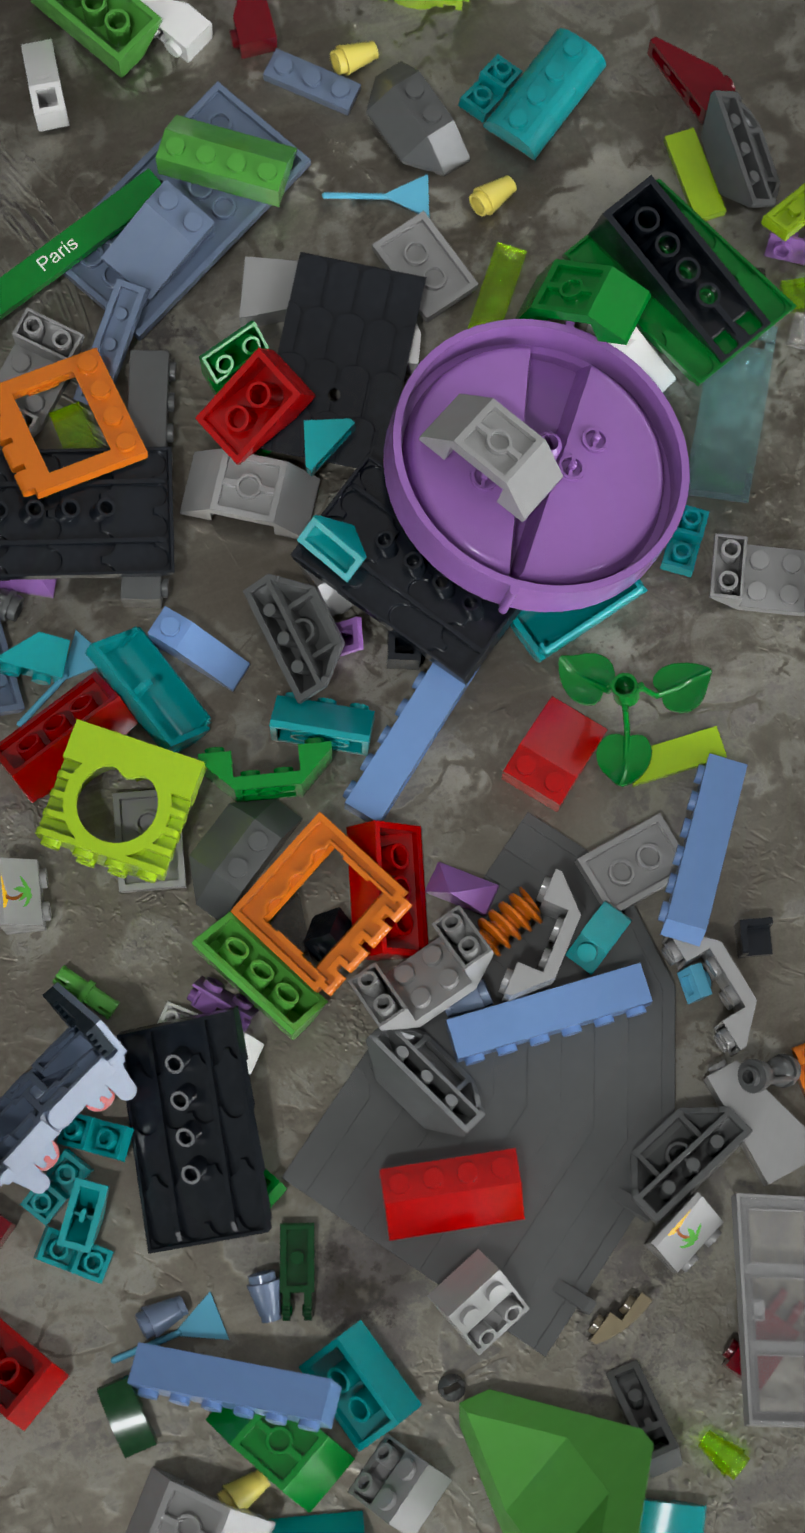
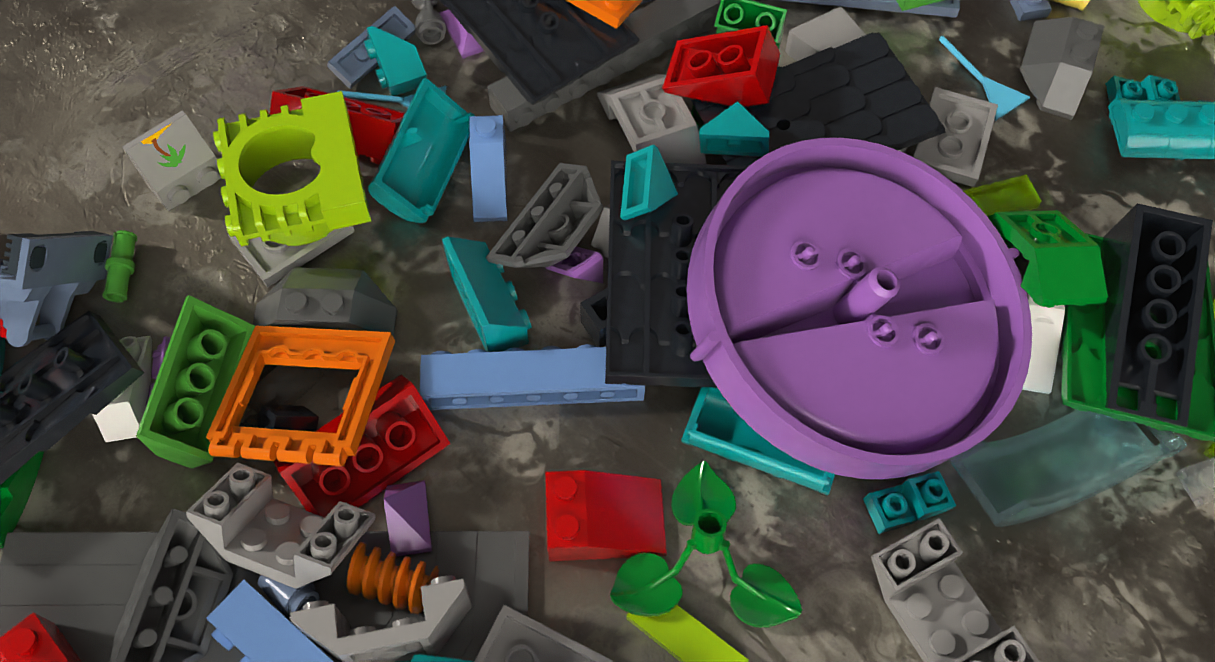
camera: 60 degrees right, 15 degrees down
(283, 783) = (427, 307): green slope -> none
(492, 195) = (1060, 146): light yellow cone -> none
(499, 448) = (838, 243): light grey slope -> none

